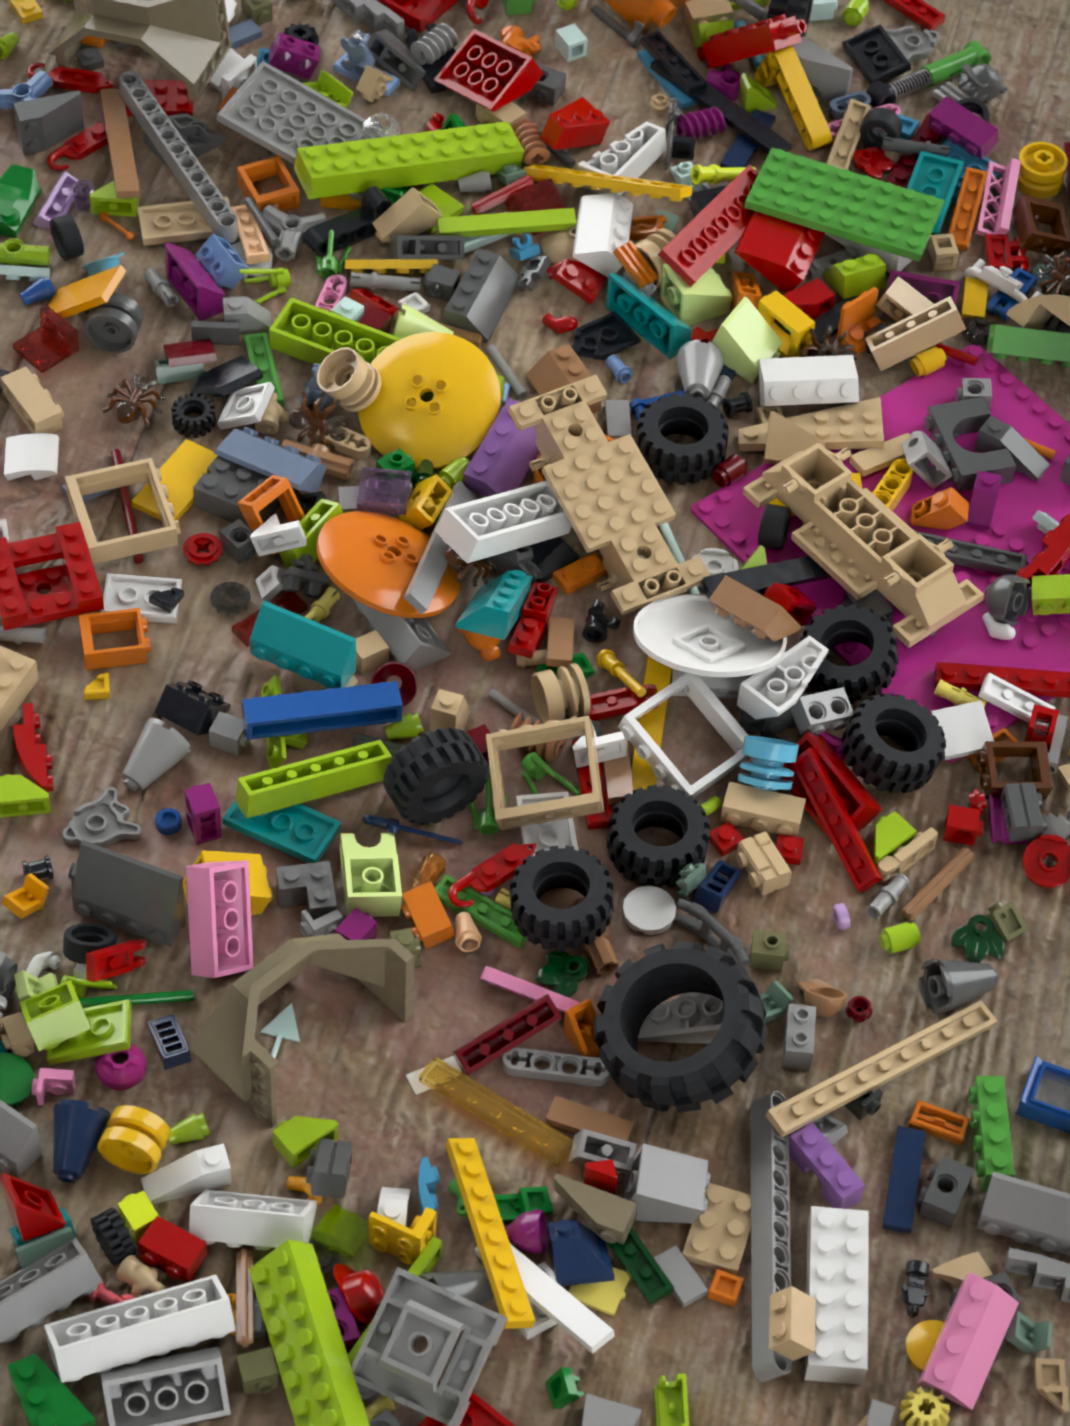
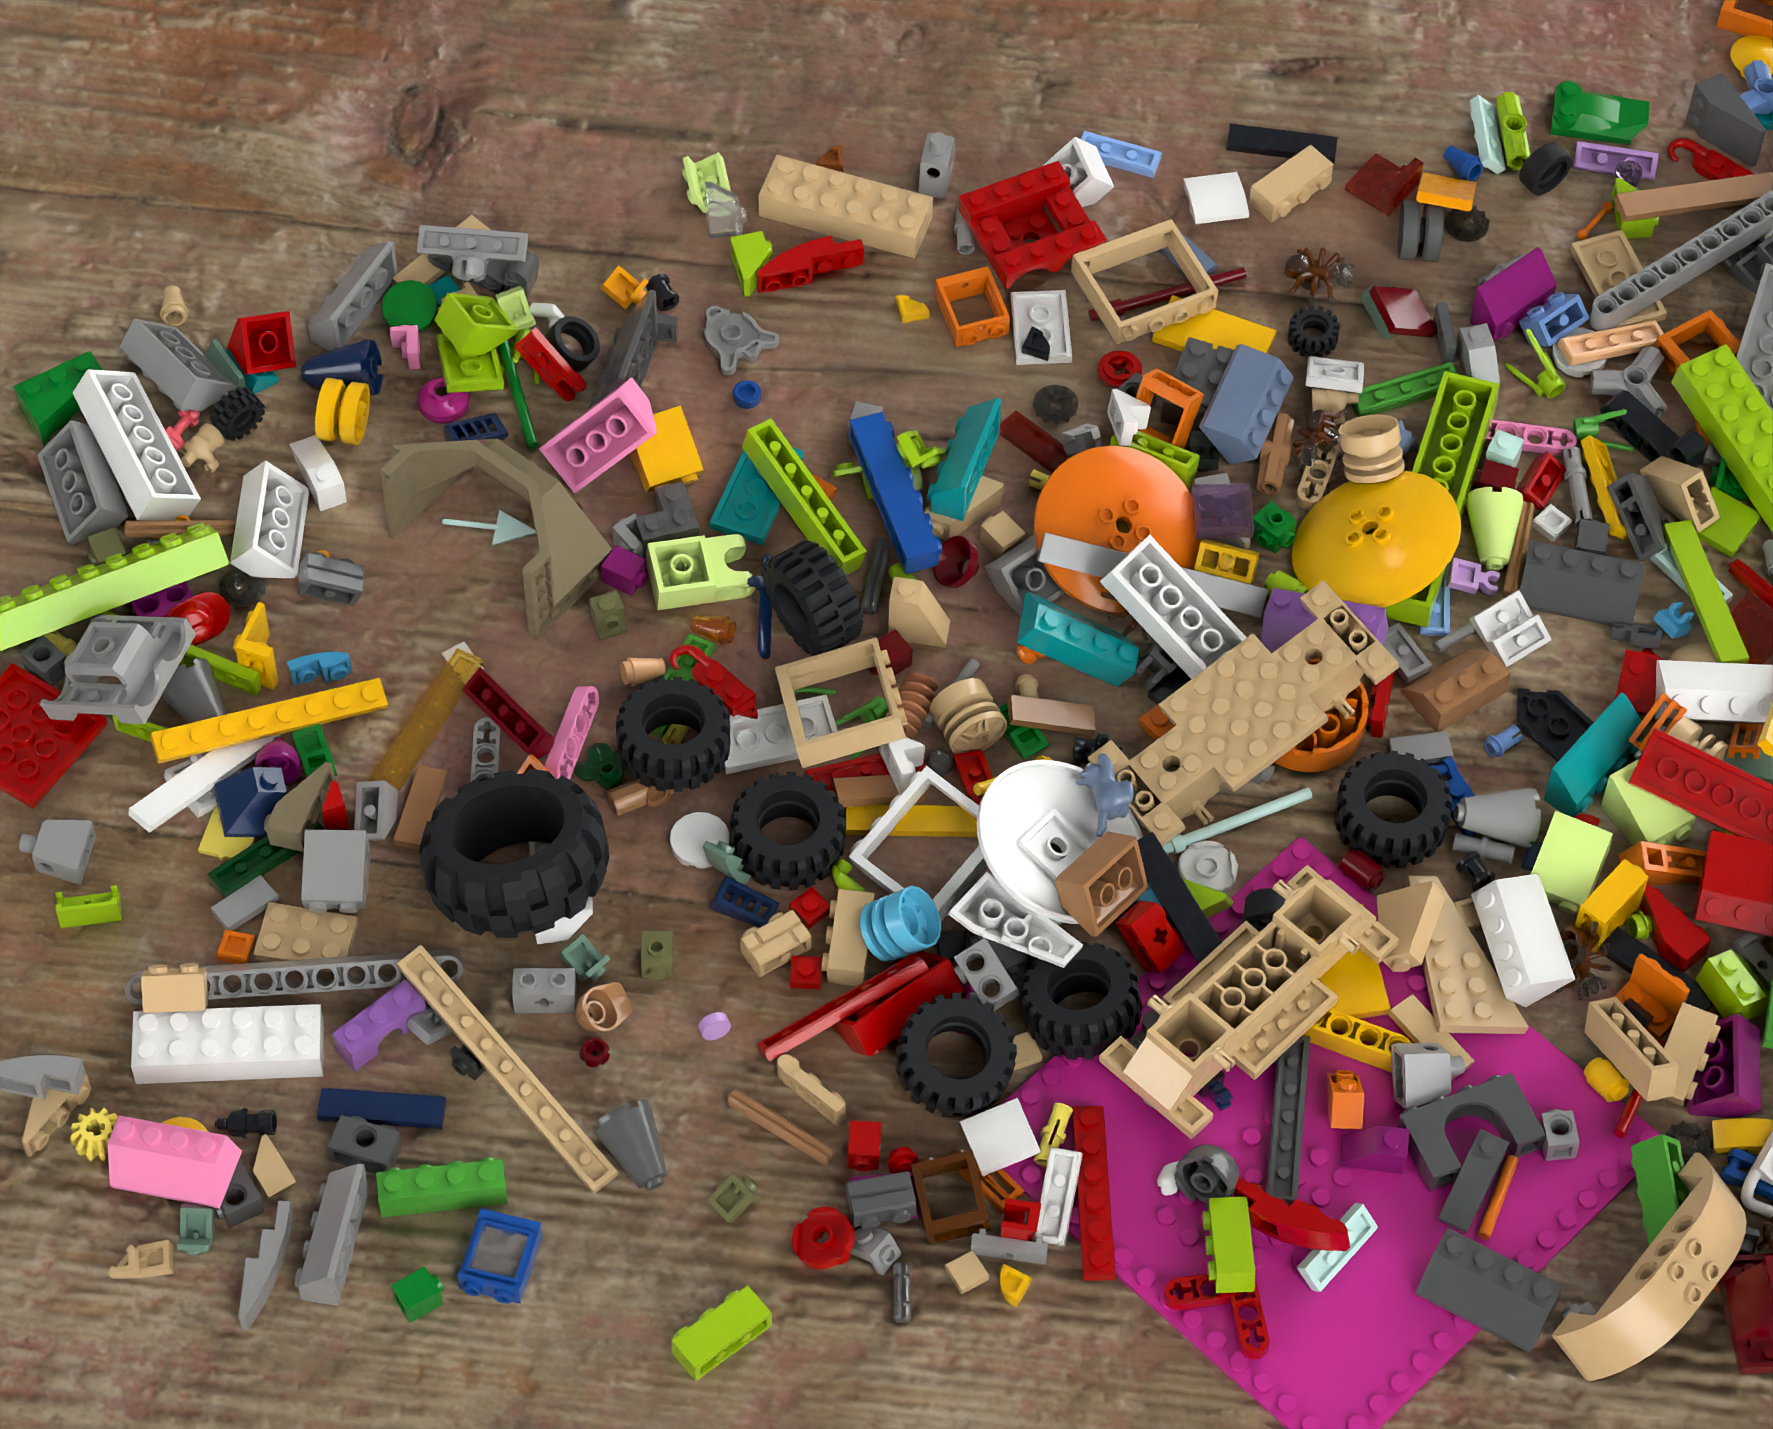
camera: 85 degrees right, 5 degrees up
(103, 264) = (1511, 215): medium azure piece -> none
(137, 1214) = (268, 435): neon yellow brick -> none
(154, 754) = (820, 362): light grey cone -> none
(172, 1249) = (230, 461): red brick -> none
(189, 1129) = (369, 462): lime cone -> none
(191, 706) = (896, 386): black slope -> none
(203, 813) = (744, 408): magenta brick -> none
(227, 378) = (1376, 353): black tile -> none
(262, 222) = (1629, 348): dark grey bar -> none
(290, 678) = (913, 448): none -> lime bracket
(300, 1135) = (368, 549): lime slope -> none
(342, 1231) = (278, 602): clear neon green piece -> none
(394, 1204) = (293, 639): white slope -> none
(423, 472) = (1272, 560): dark green cone -> none
(427, 915) = (653, 628): orange brick -> none
(513, 346) = (1510, 629): none -> white slope
(533, 620) = (1088, 687): red slope -> none
(560, 325) = (1561, 674): red arm -> none
(563, 1388) = (105, 808): green tile -> none
(671, 595) = (1110, 796): none -> sand blue animal
(704, 929) = (664, 900): dark grey piece -> none
(887, 896) = (752, 1073): light grey pin -> none
(889, 835) = (832, 1066): lime slope -> none
(899, 937) = (693, 1086): lime brick -> none
(937, 1126) = (467, 1117): orange tile -> none
(978, 943) = (702, 1171): dark green plate -> none

